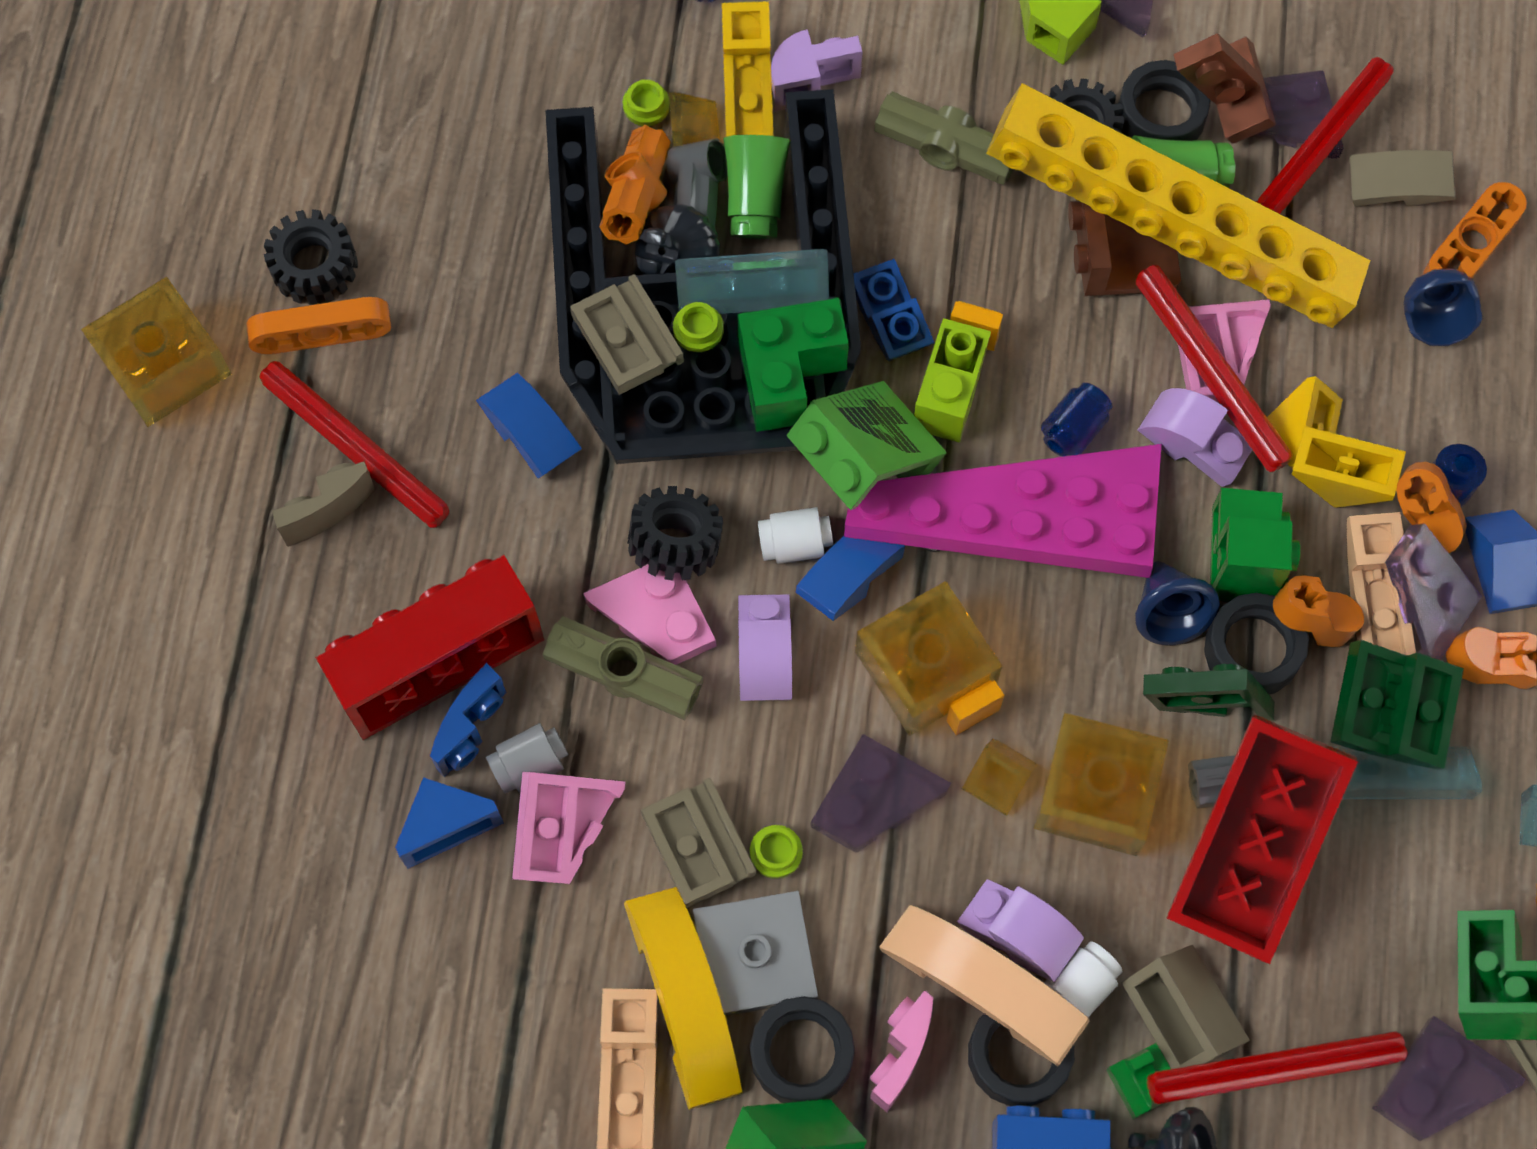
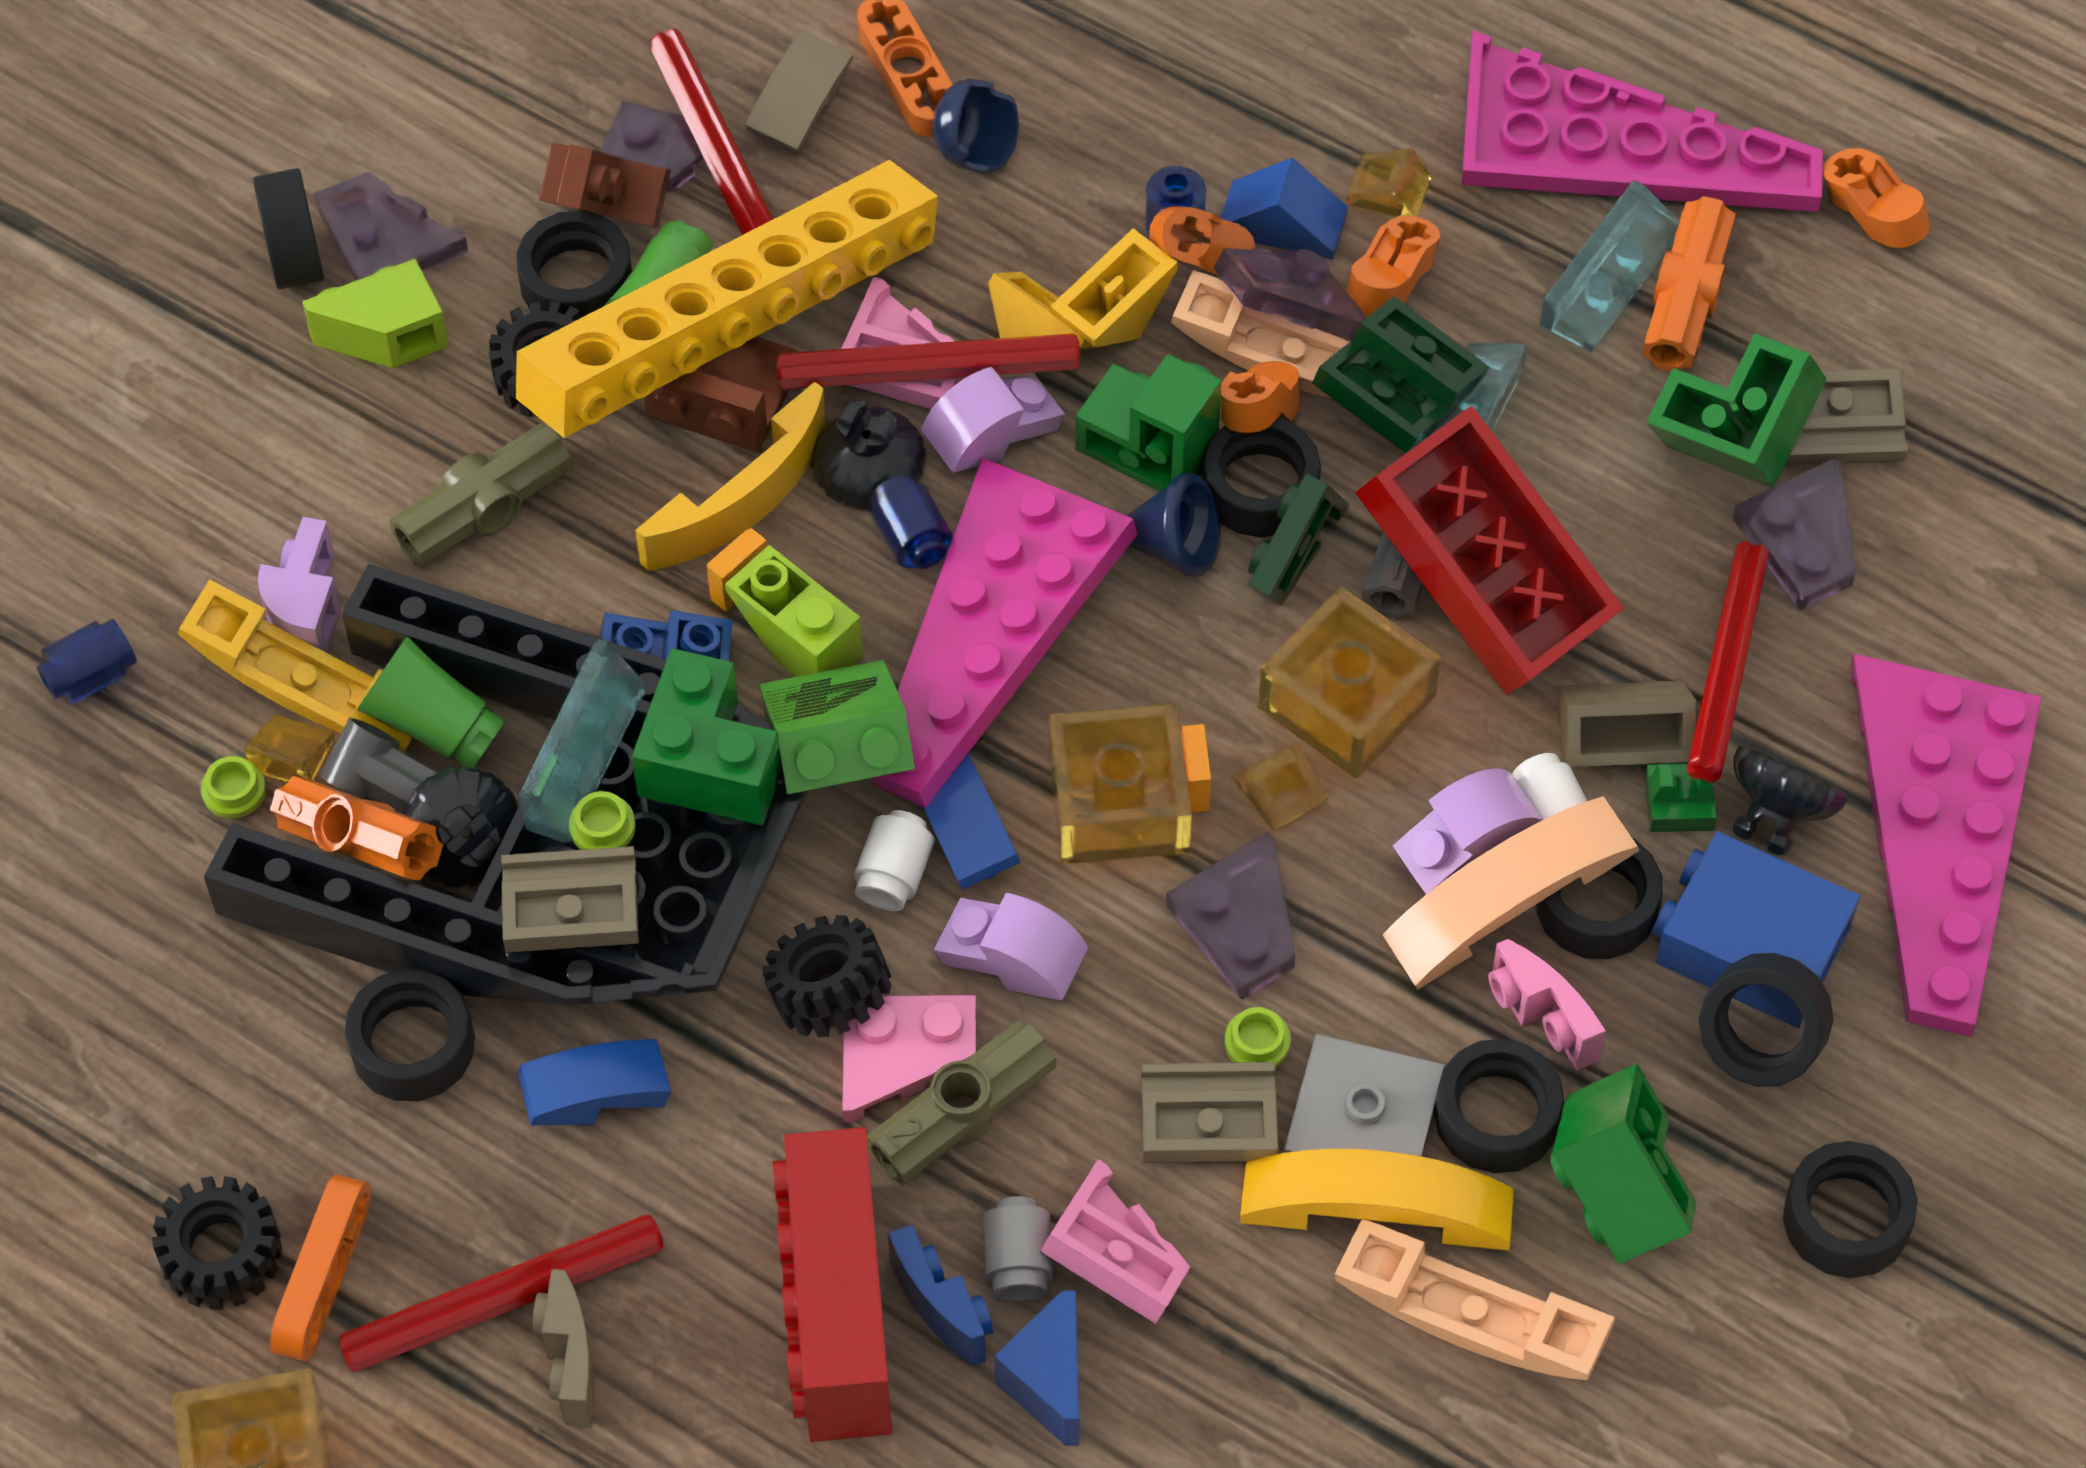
camera: 65 degrees left, 10 degrees down
(506, 263) = (395, 992): none -> black tyre
(1043, 306) = (687, 531): none -> yellow slope
(1125, 367) = (864, 451): none -> black hair

